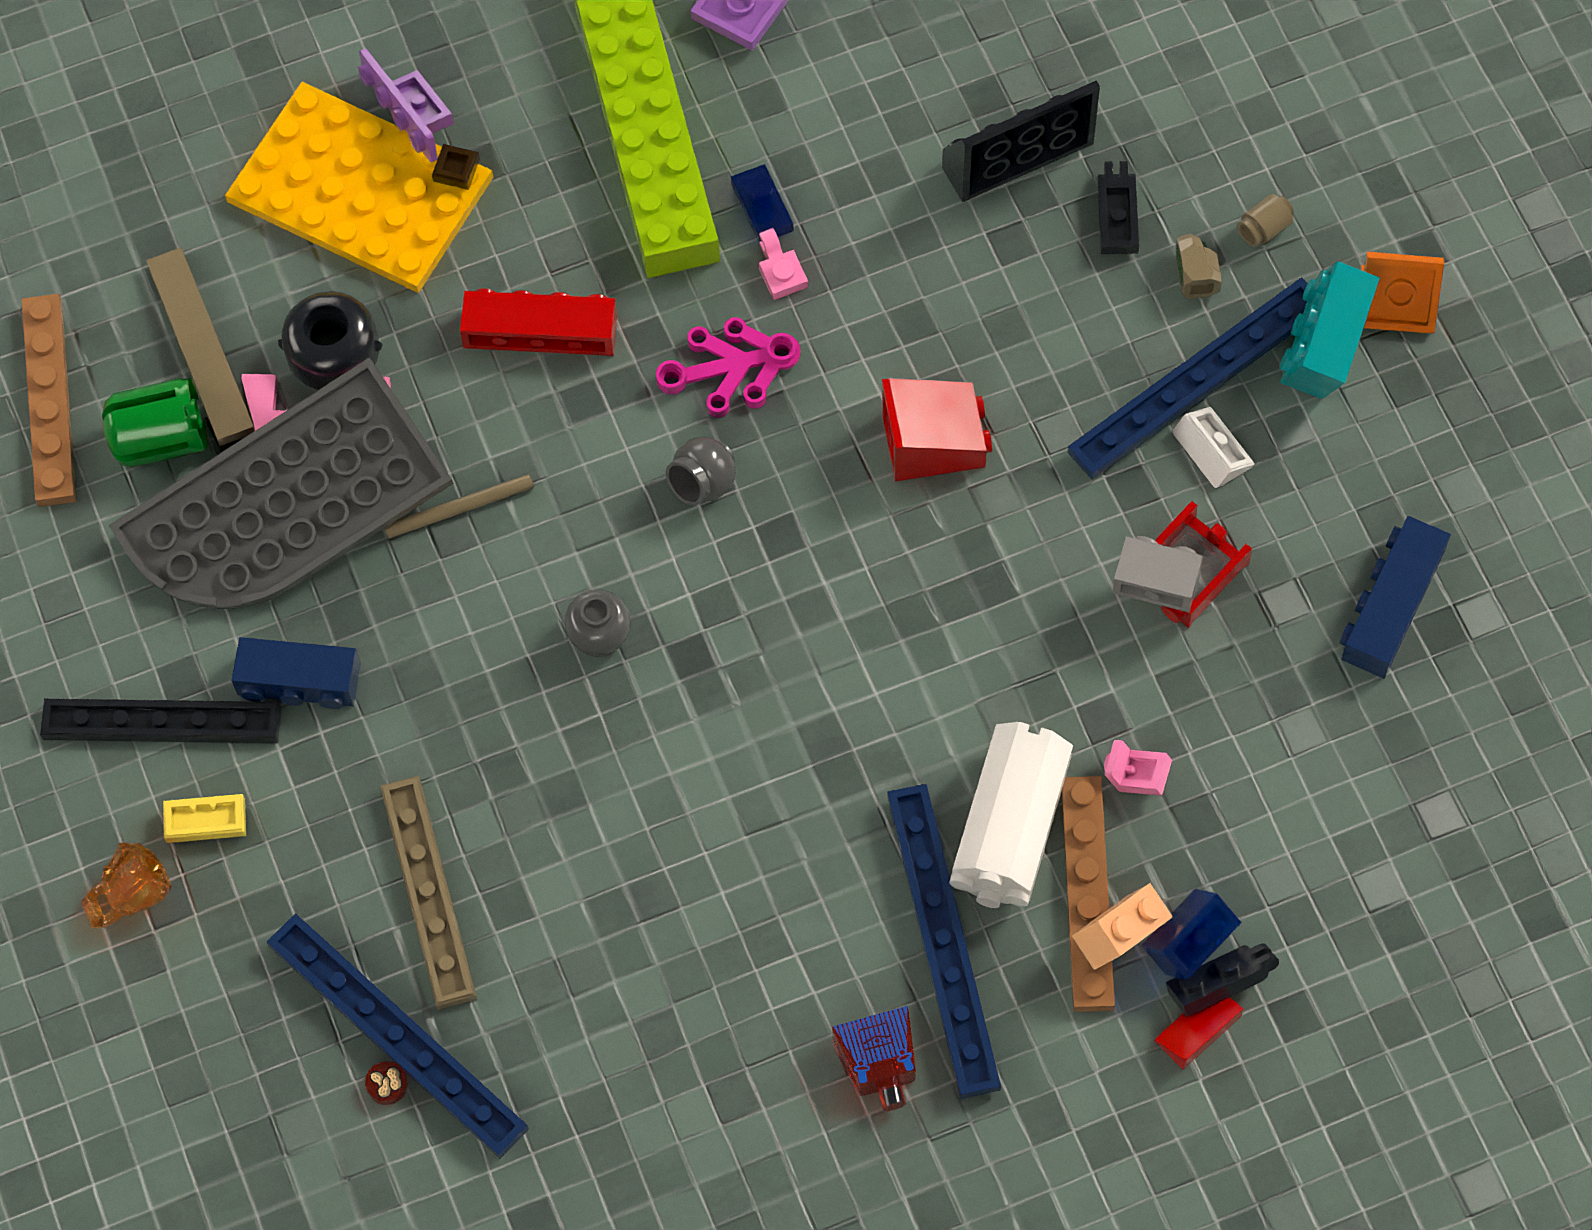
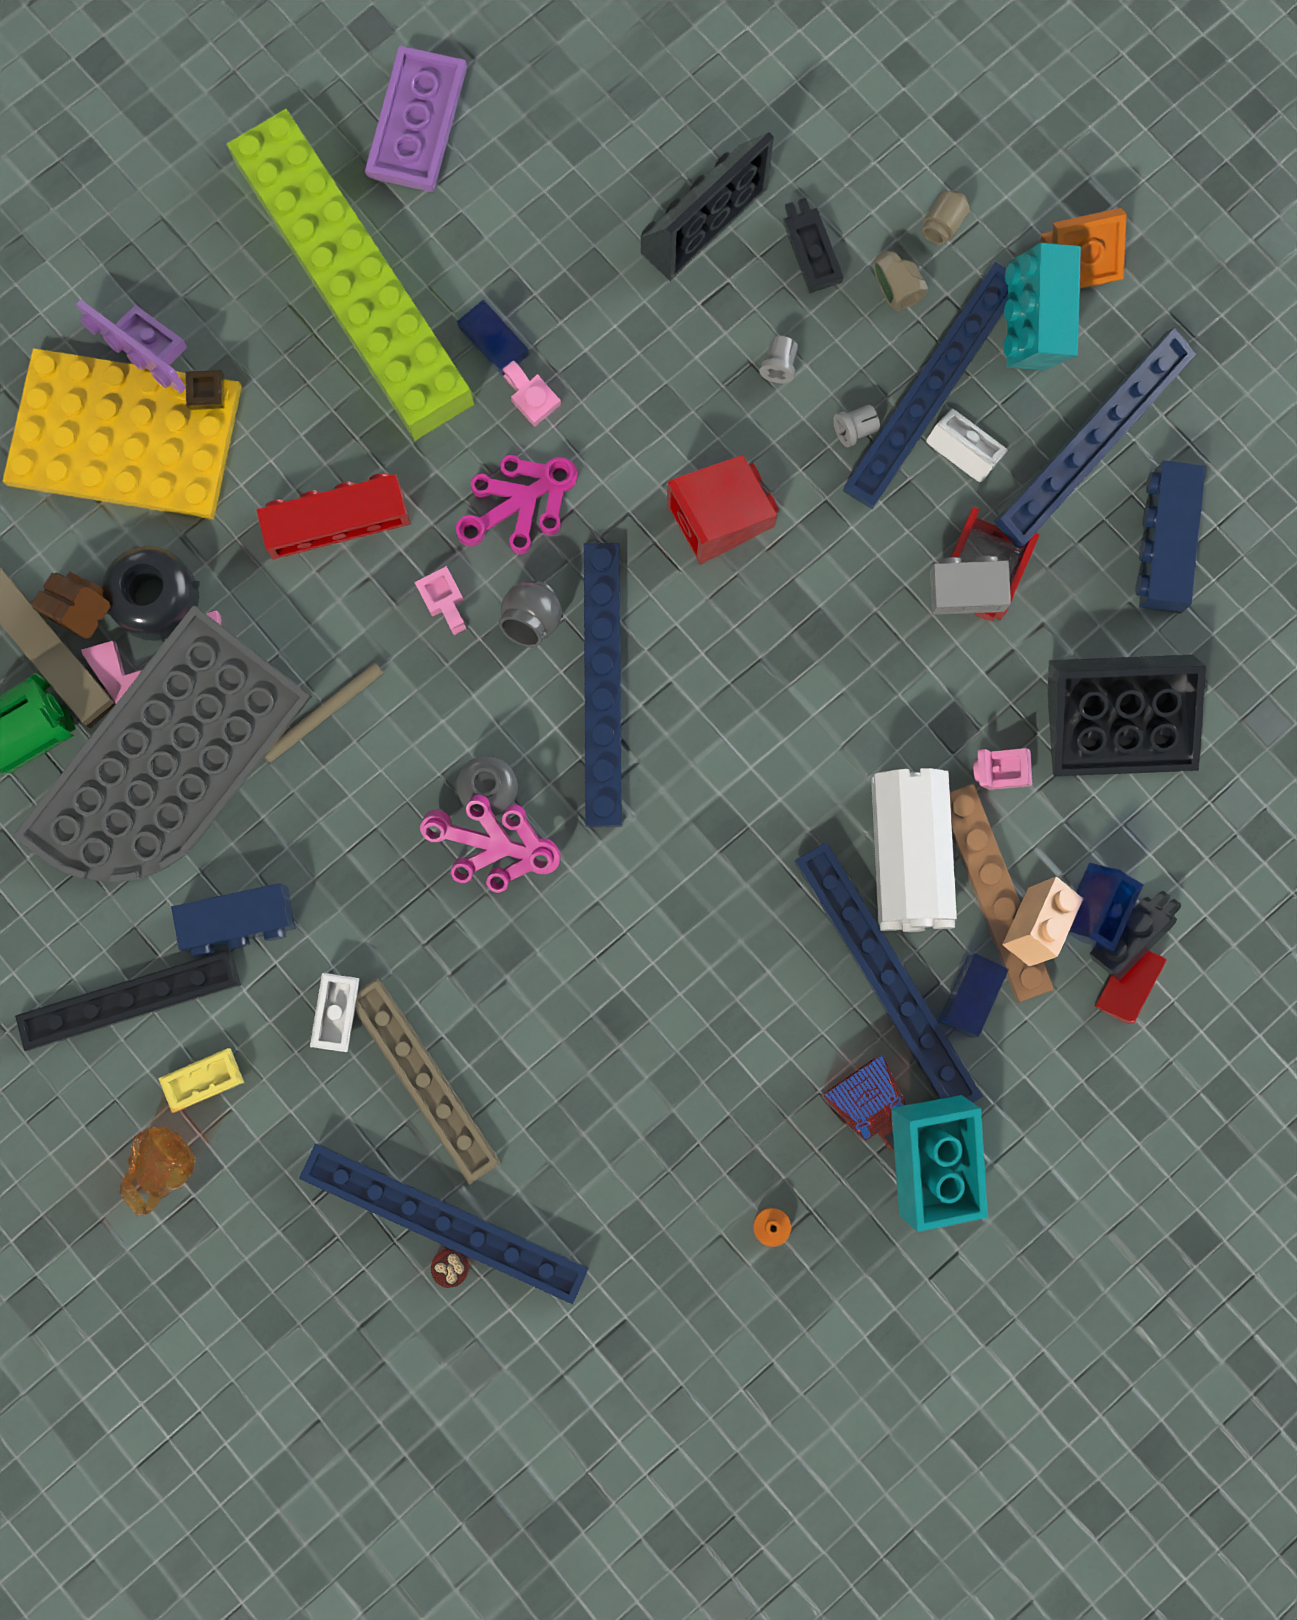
camera: 20 degrees left, 15 degrees up
(250, 324) = (72, 603): none -> reddish brown brick
(362, 793) = (334, 1012): none -> white slope
(586, 678) = (496, 843): none -> dark pink plant
(618, 430) = (442, 595): none -> bright pink plate
(733, 1159) = (766, 1218): none -> orange tile
(751, 567) = (602, 685): none -> dark blue plate
(928, 1128) = (939, 1163): none -> teal brick
(1025, 982) = (973, 995): none -> clear blue brick
(1045, 307) = (779, 360): none -> light grey bush
(1102, 391) = (850, 426): none -> light grey bush
(1285, 757) = (1125, 714): none -> black slope
(1344, 473) = (1094, 438): none -> dark blue plate

